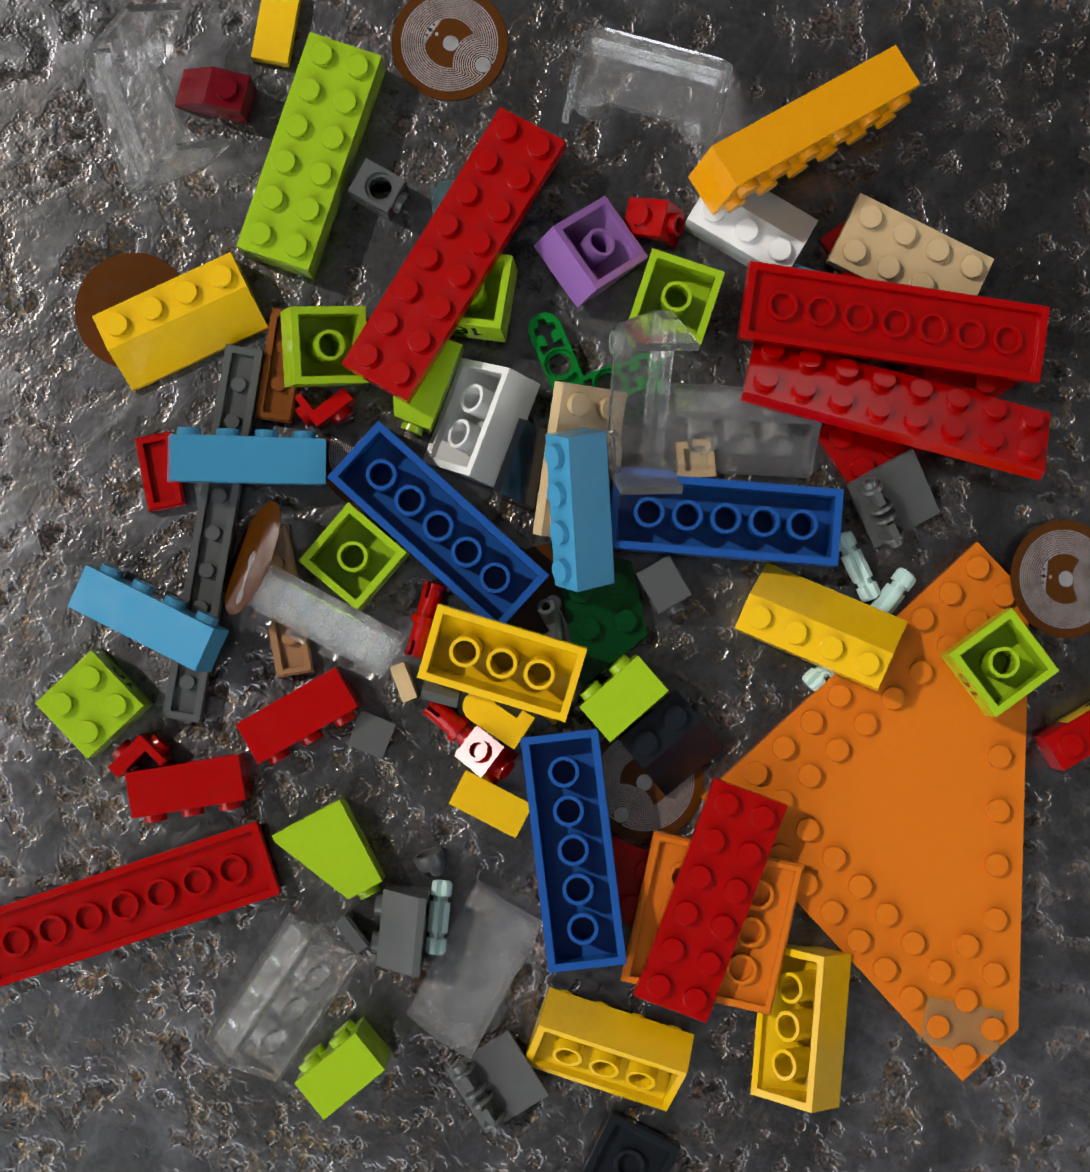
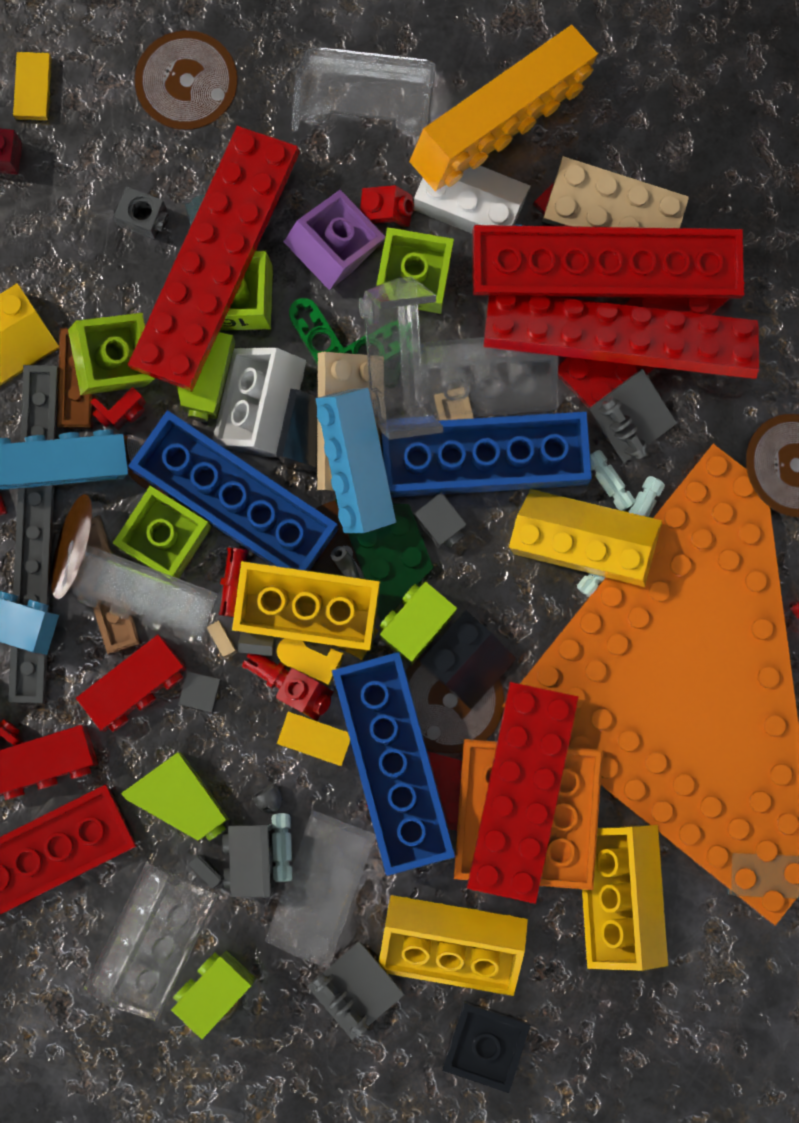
camera: 10 degrees left, 5 degrees down
(311, 155) = (77, 192): lime brick -> none
(999, 662) = (746, 543): lime brick -> none

